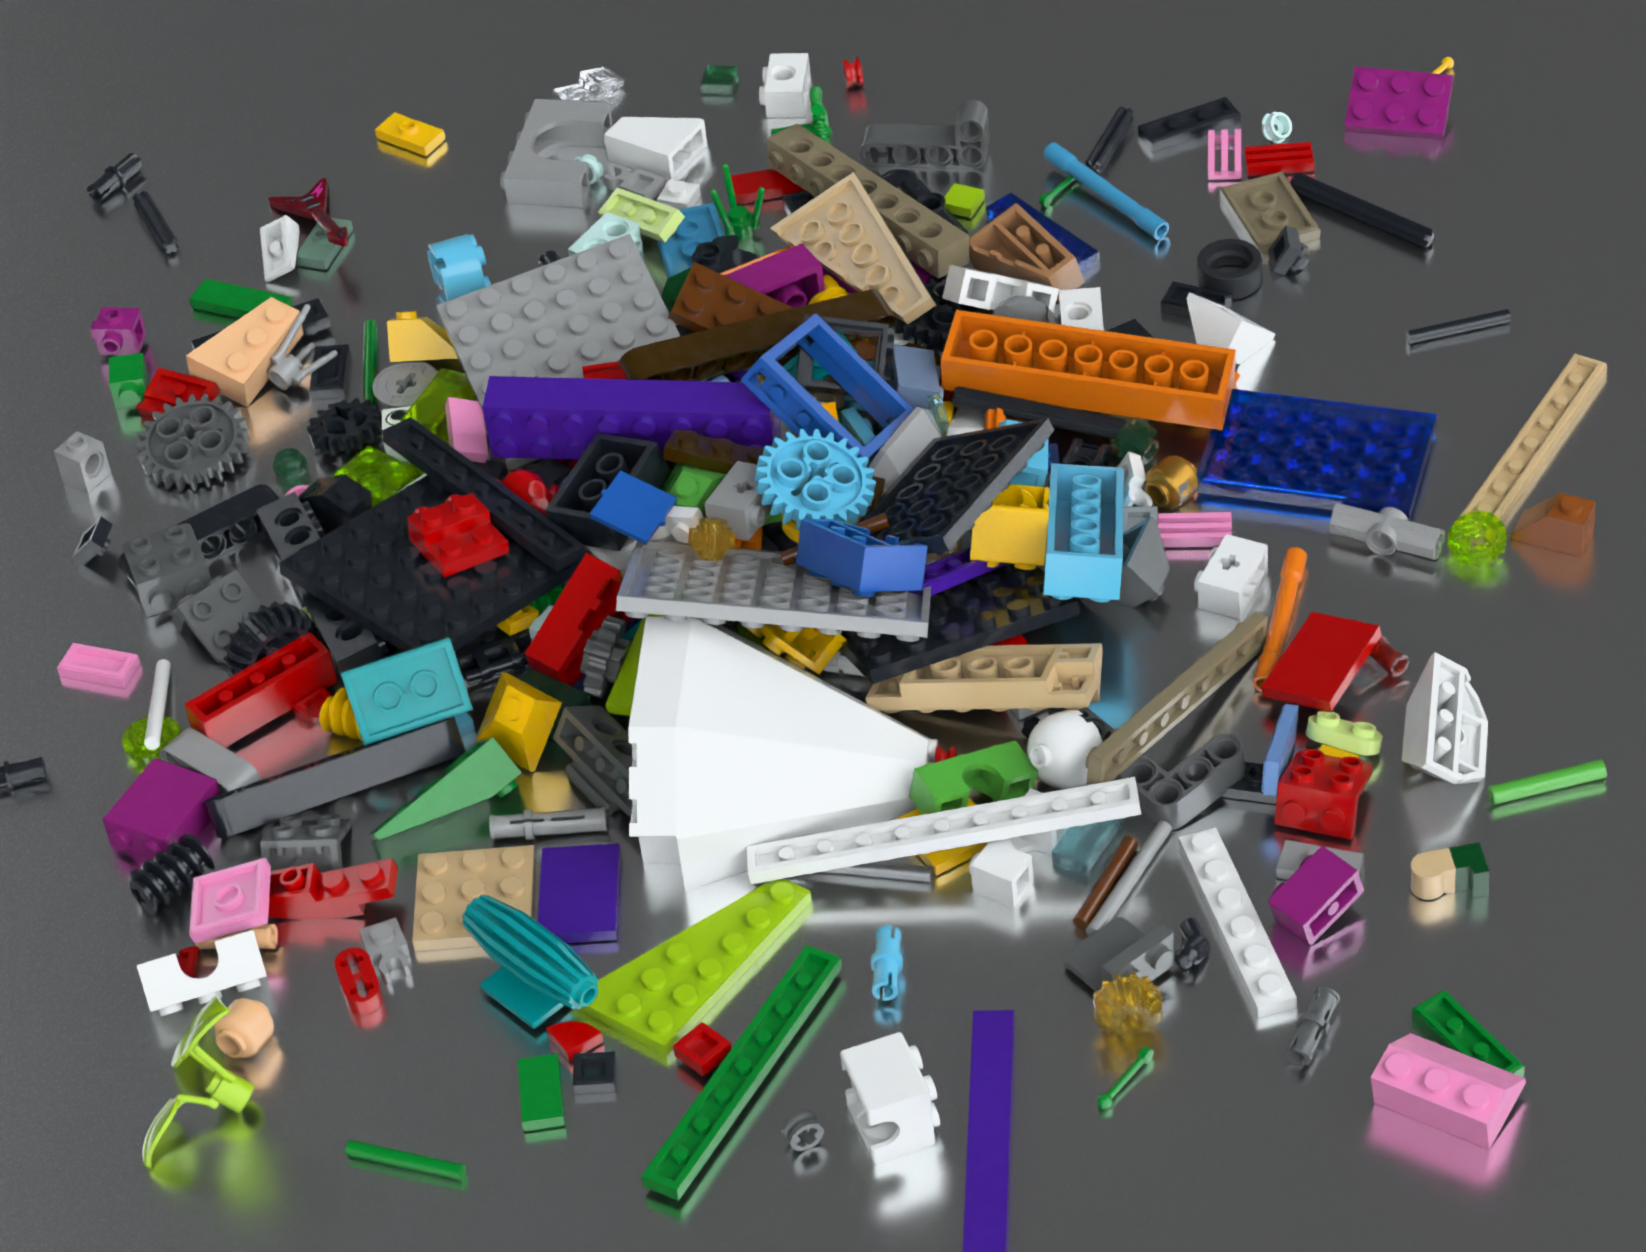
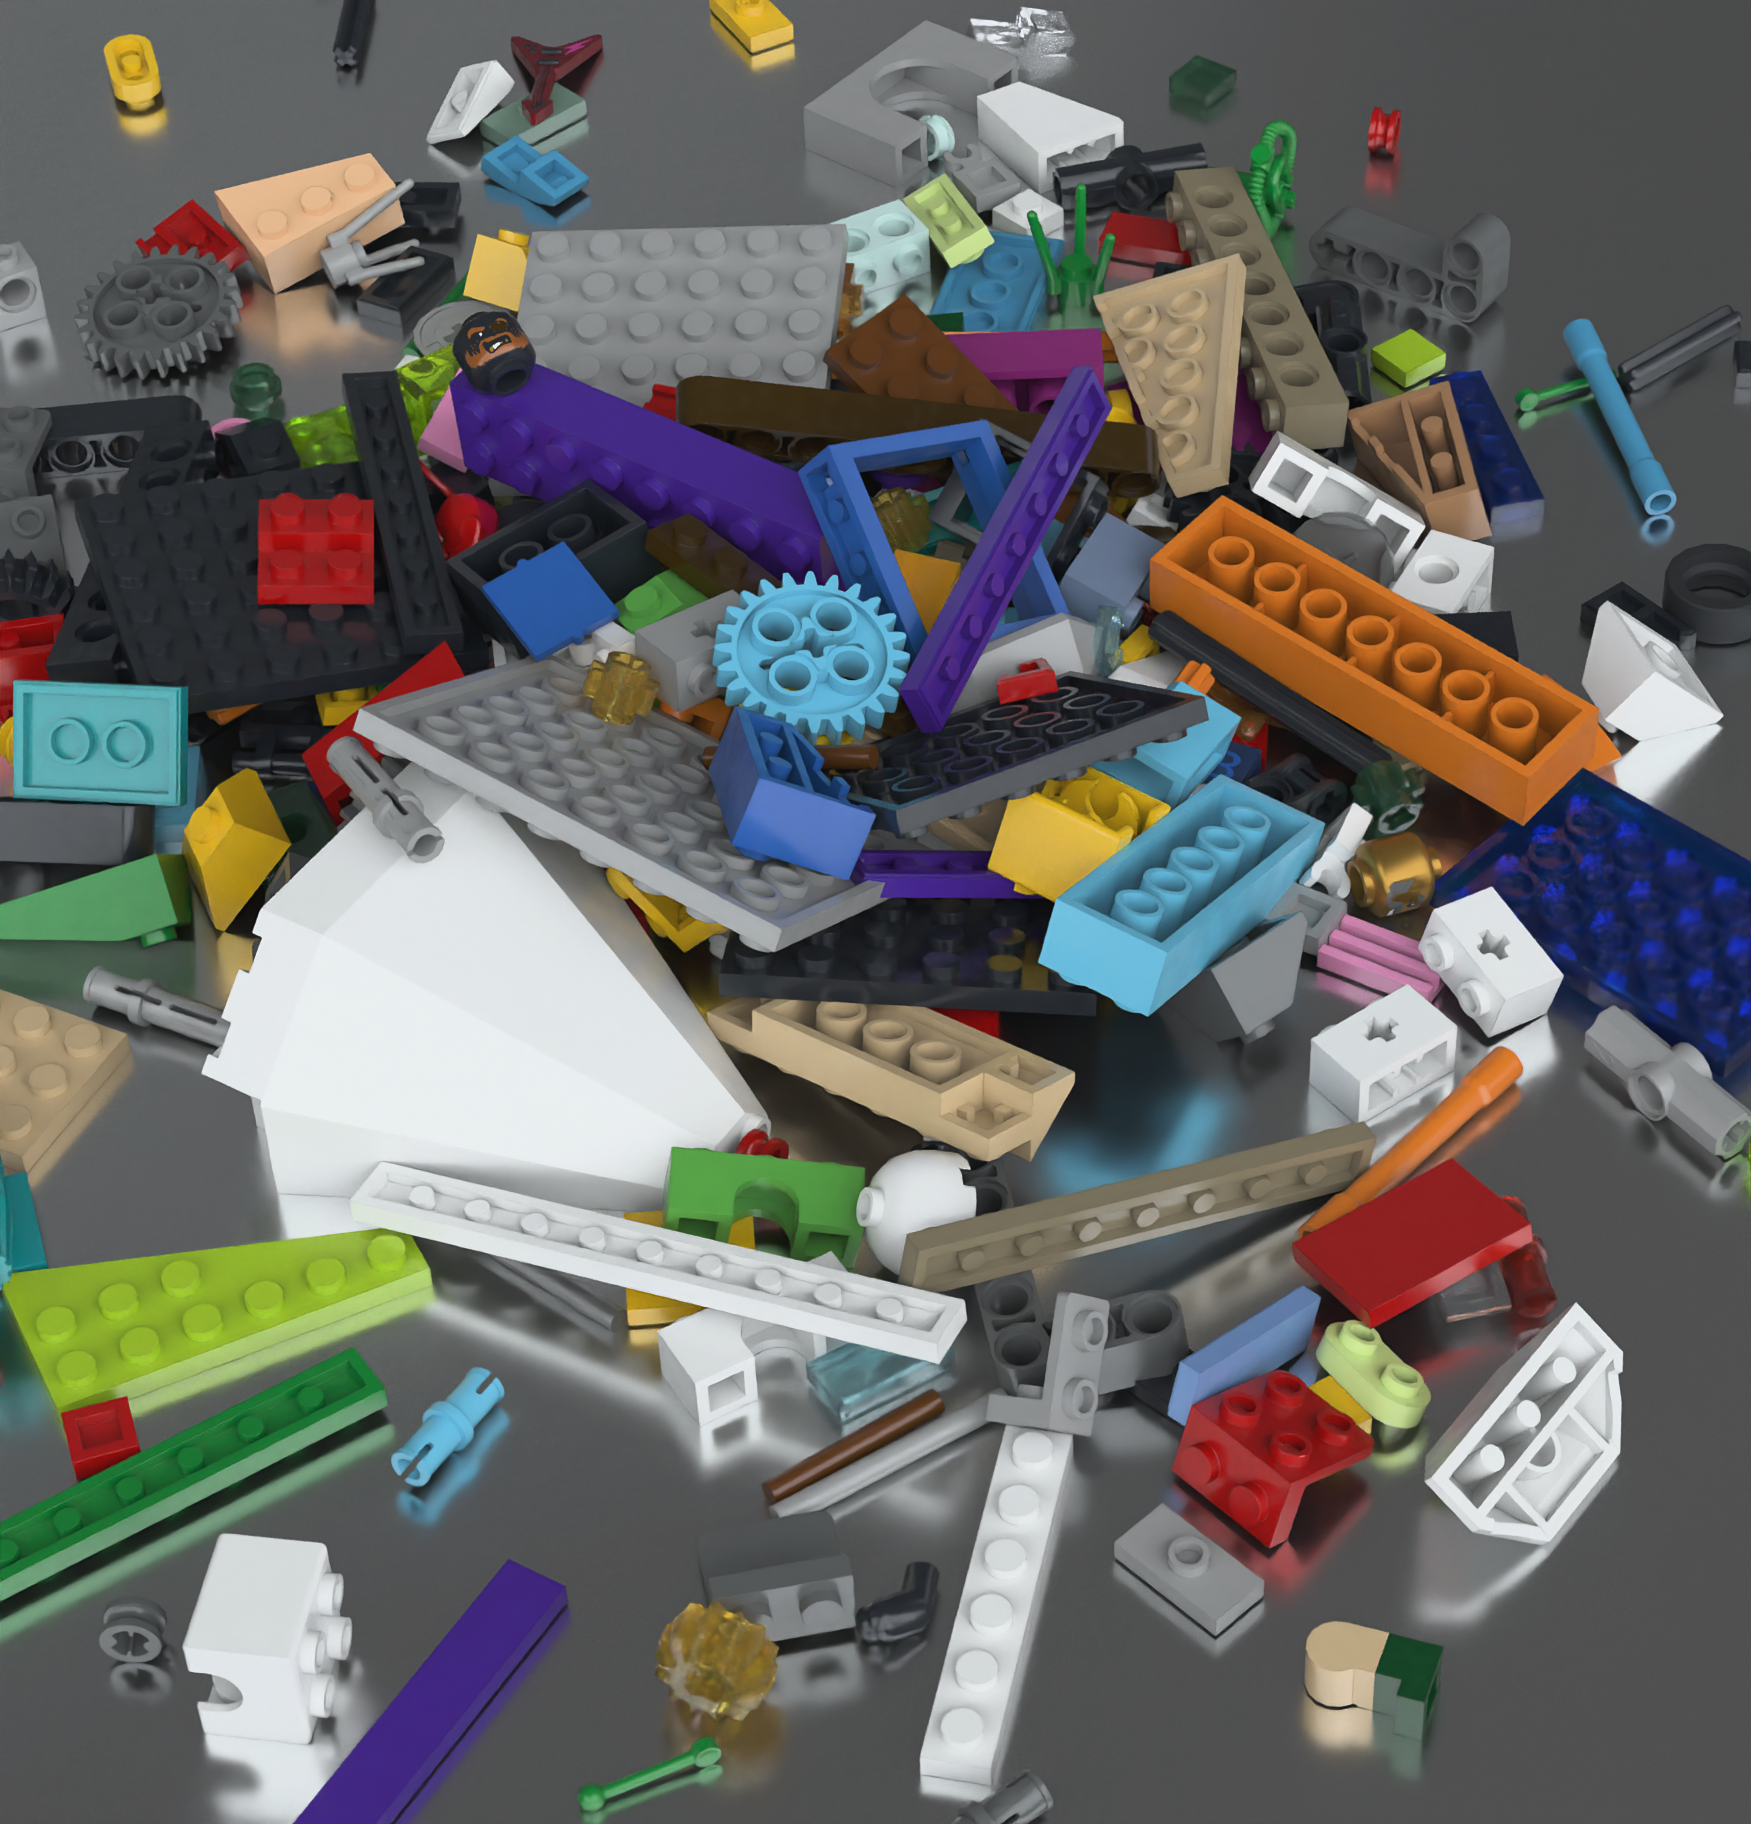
camera: 25 degrees right, 0 degrees up
(37, 302) = (132, 68): none -> yellow plate
(118, 331) = (187, 137): magenta brick -> none
(128, 379) = (147, 200): green brick -> none
(230, 298) = (352, 136): green tile -> none
(344, 277) = (531, 175): none -> dark azure slope
(345, 426) = (349, 352): black gear -> none
(457, 266) = (650, 194): medium azure brick -> none
(506, 378) = (494, 353): none -> black head
(580, 892) = (132, 1132): dark purple tile -> none
(667, 645) = (394, 810): none -> light grey pin
(722, 254) = (1010, 310): black plate -> none
(725, 149) = (1126, 176): none -> black piece
(786, 85) = (1286, 96): white brick -> none
(874, 381) = (1005, 550): none -> dark purple tile
(924, 450) = (1033, 680): none -> red tile
(1213, 802) = (1071, 1375): none -> light grey bracket
(1256, 506) = (1490, 962): none -> white brick
(1315, 895) = (1130, 1615): magenta brick -> none
(1547, 782) = (1642, 1595): bright green piece -> none

